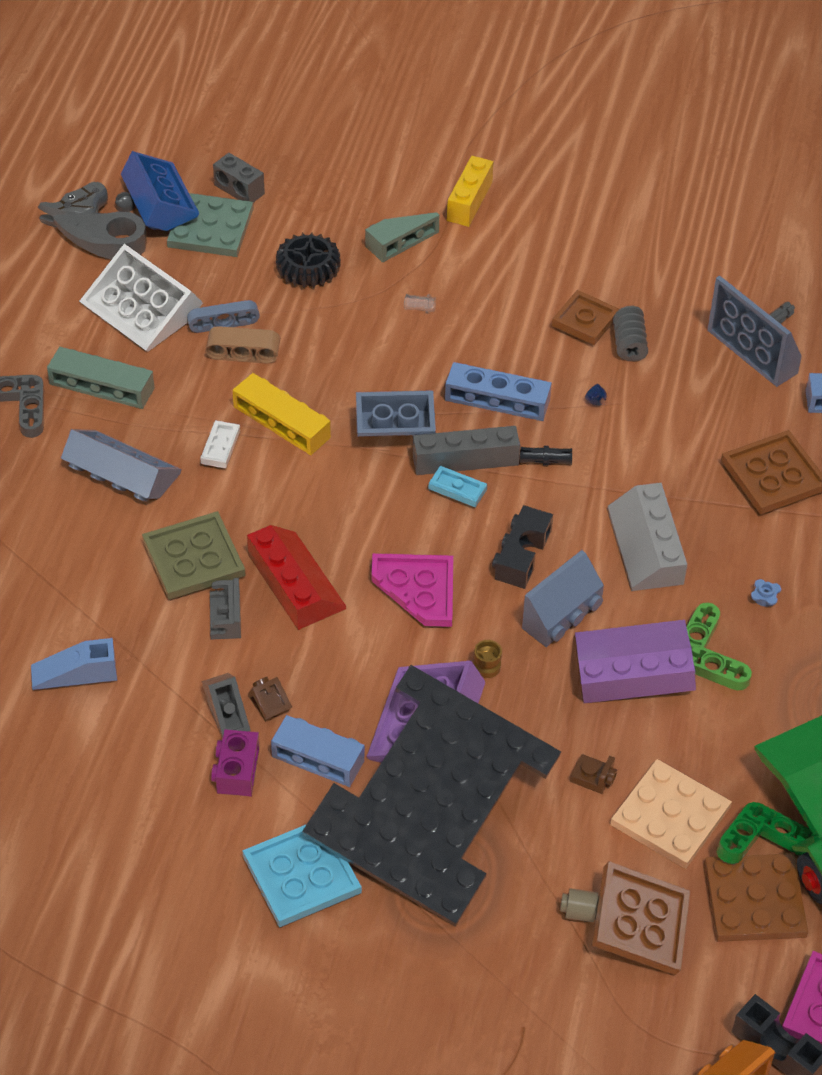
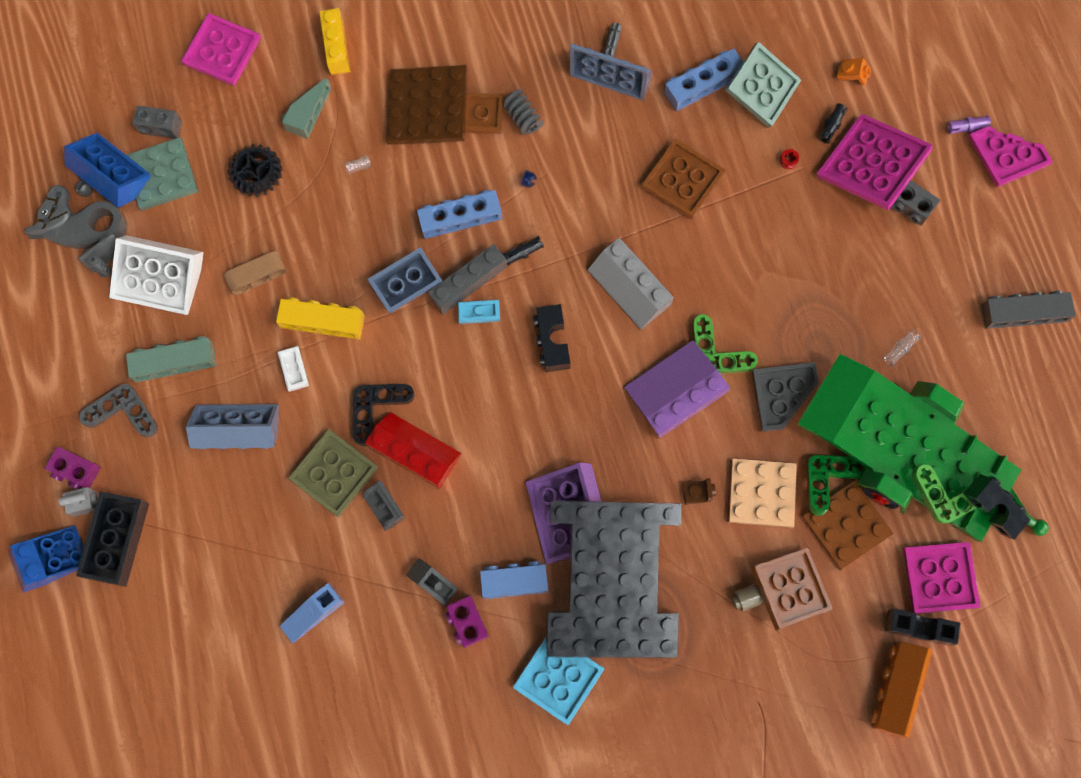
camera: 25 degrees left, 25 degrees up
(95, 254) = (99, 255): none -> dark grey hinge
(231, 321) = (225, 255): sand blue beam -> none
(270, 697) = (456, 558): reddish brown bracket -> none
(284, 511) = (373, 399): none -> black beam
(348, 150) = (221, 49): none -> dark pink plate
(418, 584) = (500, 409): dark pink plate -> none
(488, 658) = (582, 440): pearl gold wheel -> none
(530, 284) = (427, 105): none -> reddish brown plate
(562, 600) = (607, 371): sand blue slope -> none
(754, 718) = (782, 392): none -> dark grey plate
(765, 593) = (729, 289): medium blue plate -> none

